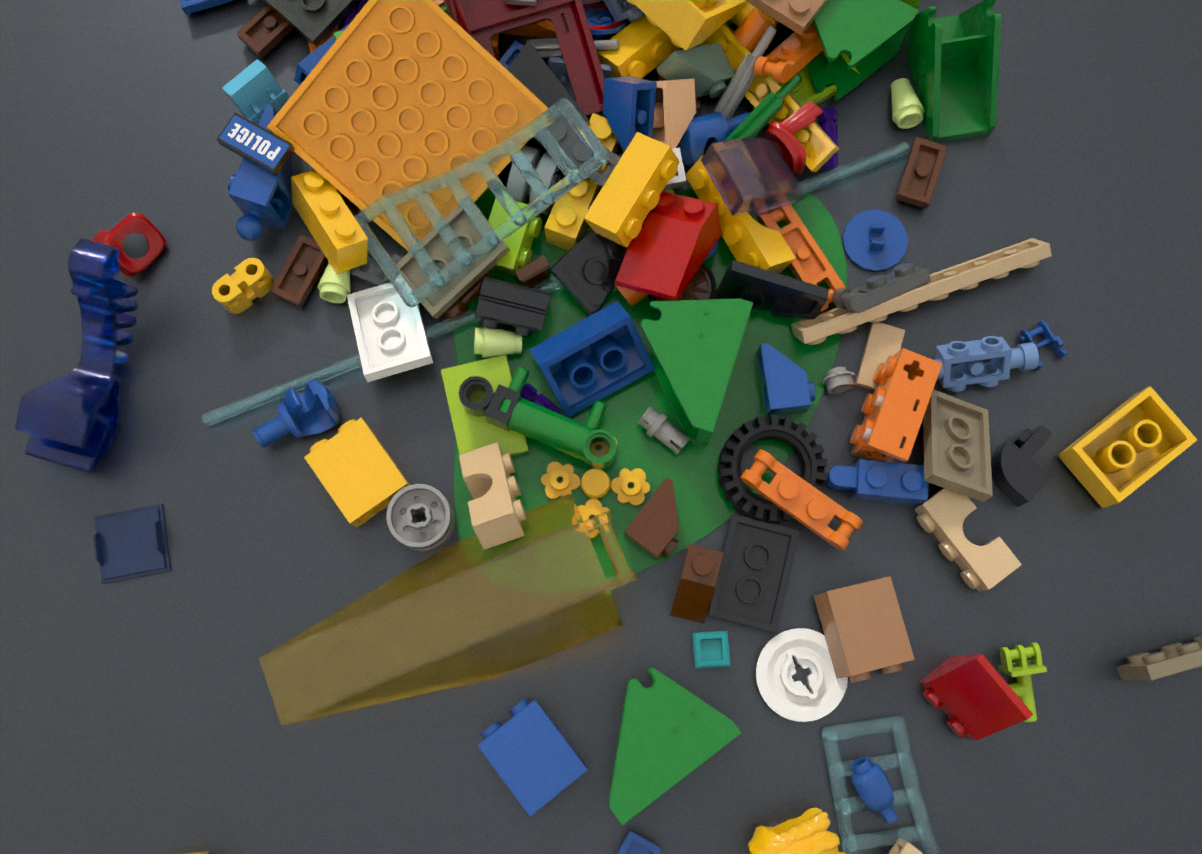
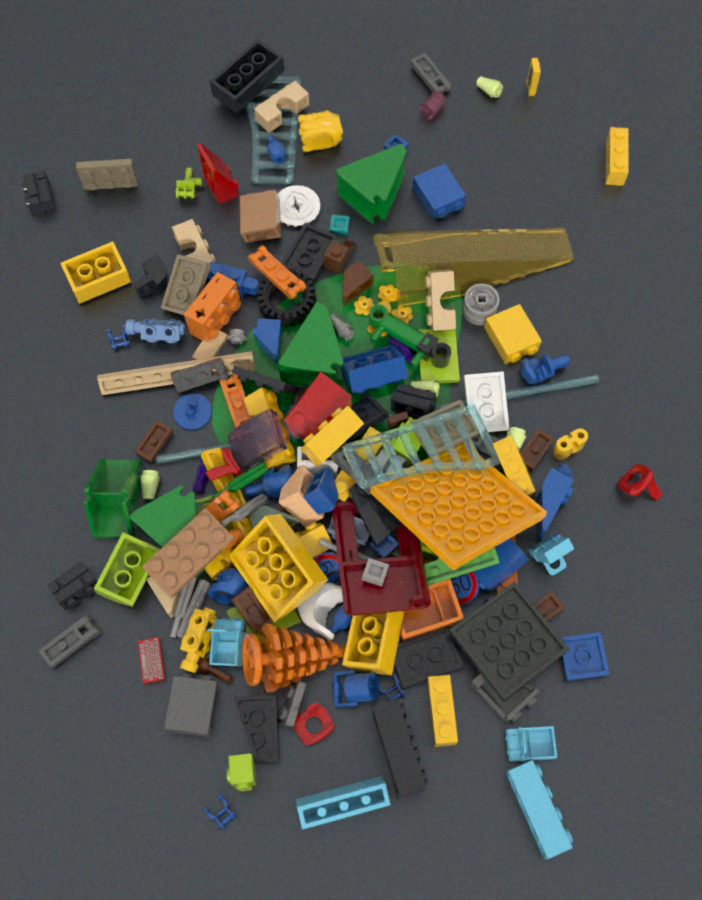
camera: 170 degrees left, 10 degrees down
(80, 412) = (665, 393): clear blue piece -> none
(131, 543) = (641, 325): dark blue piece -> none
(255, 144) = (554, 502): tile -> none

